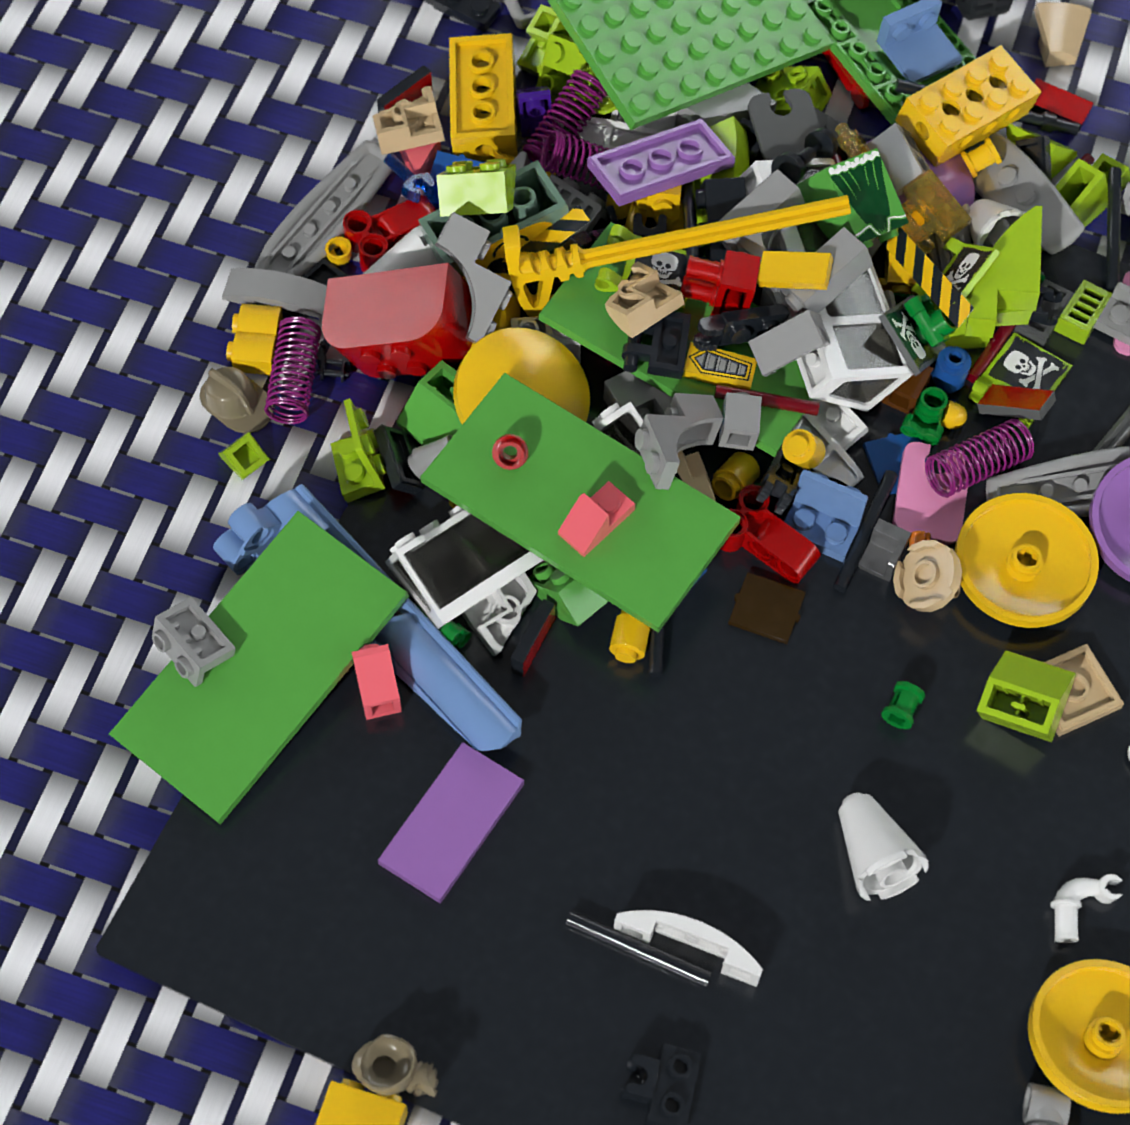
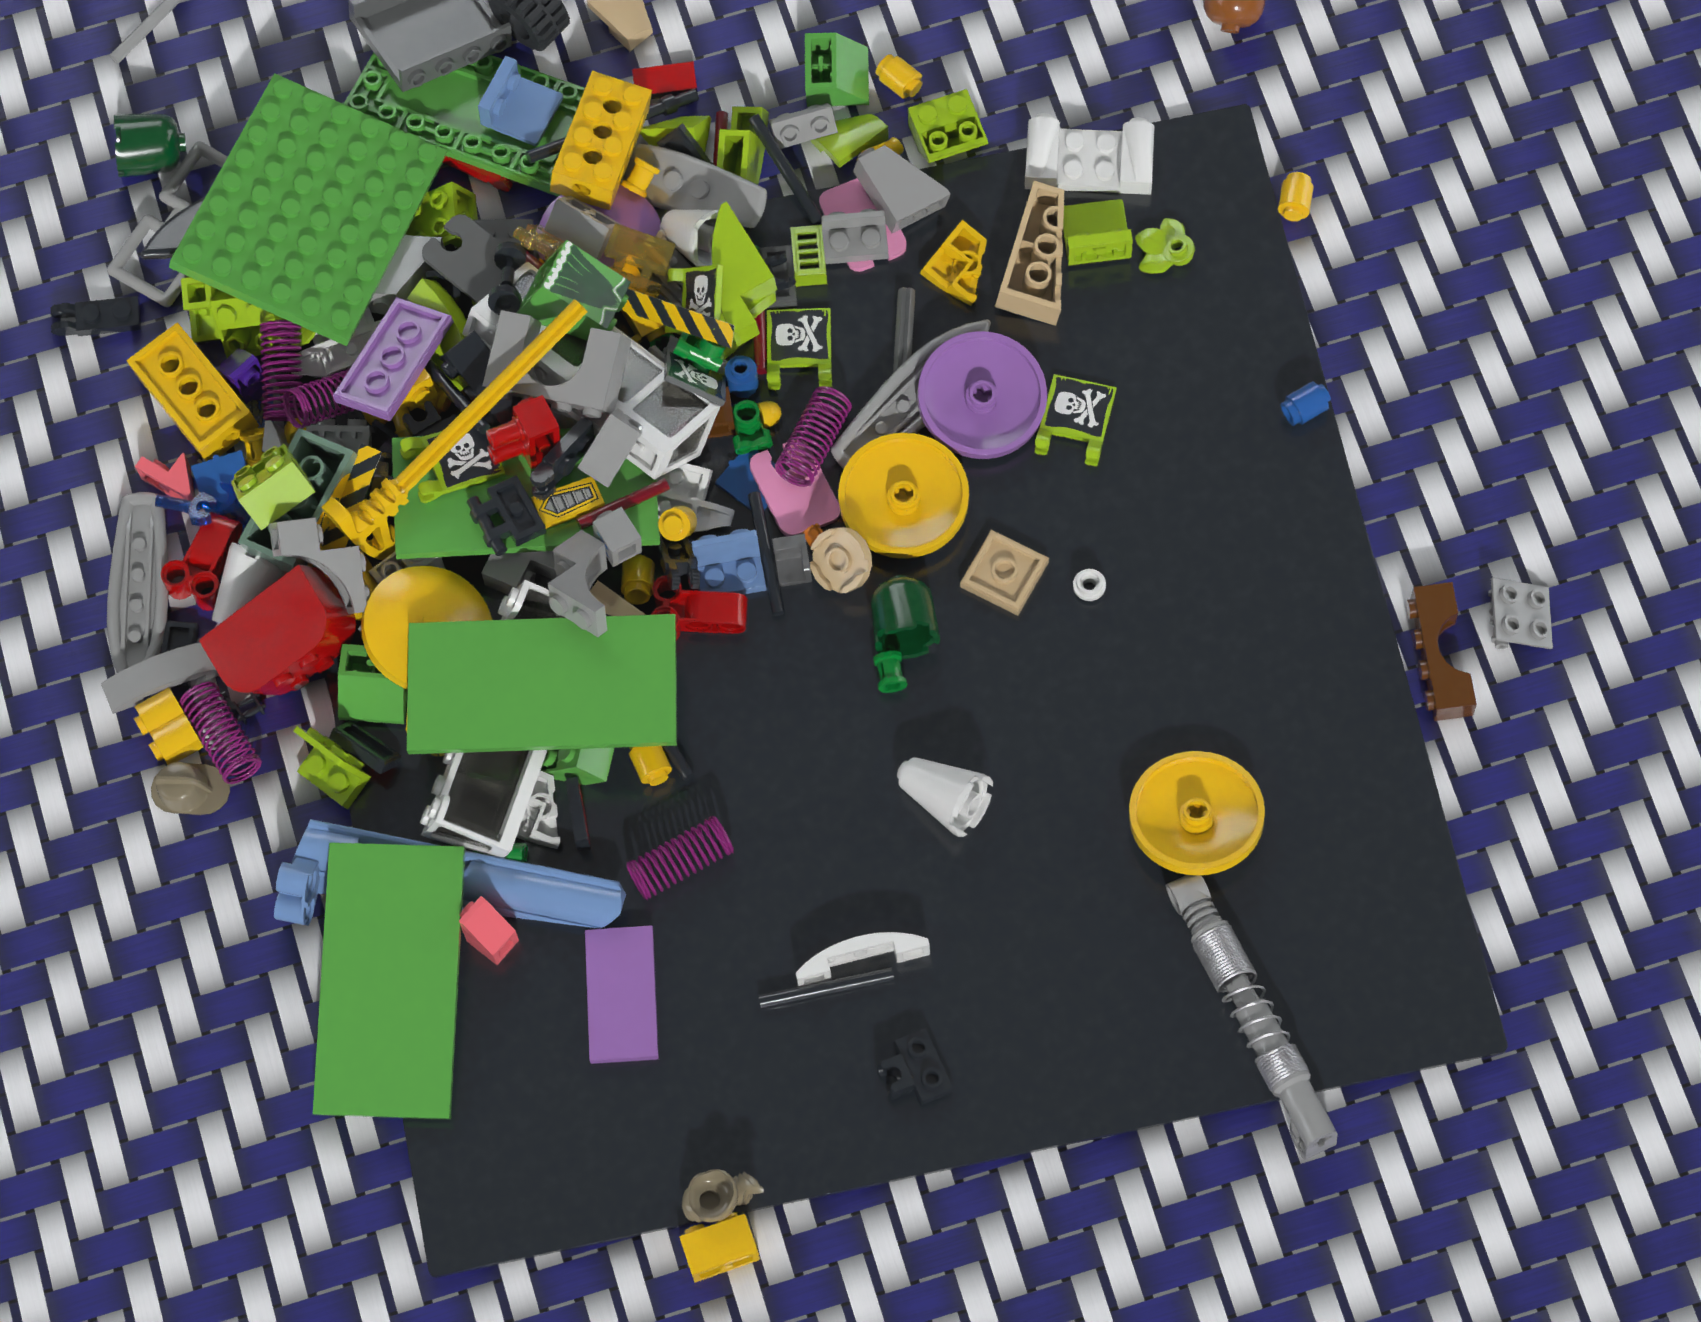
camera: 30 degrees left, 5 degrees up
(191, 640) = (325, 999): light grey bracket -> none
(244, 455) = (233, 828): lime slope -> none
(345, 248) = (179, 602): yellow hinge -> none
(408, 88) = (121, 434): tile -> none
(409, 124) = (152, 459): tan slope -> none
(425, 454) = (391, 728): light grey cone -> none
(506, 461) = (472, 687): red plate -> none
(595, 518) = (568, 690): coral slope -> none
(640, 737) = (721, 836): none -> magenta piece
(642, 301) = (471, 490): tan slope -> none
(767, 608) = (735, 666): dark brown piece -> none
(795, 270) = (577, 388): yellow tile -> none
(950, 665) = (904, 617): none -> dark green cylinder
(1016, 402) = (810, 370): red tile -> none
(1026, 695) = (975, 601): lime slope -> none
(1068, 902) = (1106, 734): white piece -> none

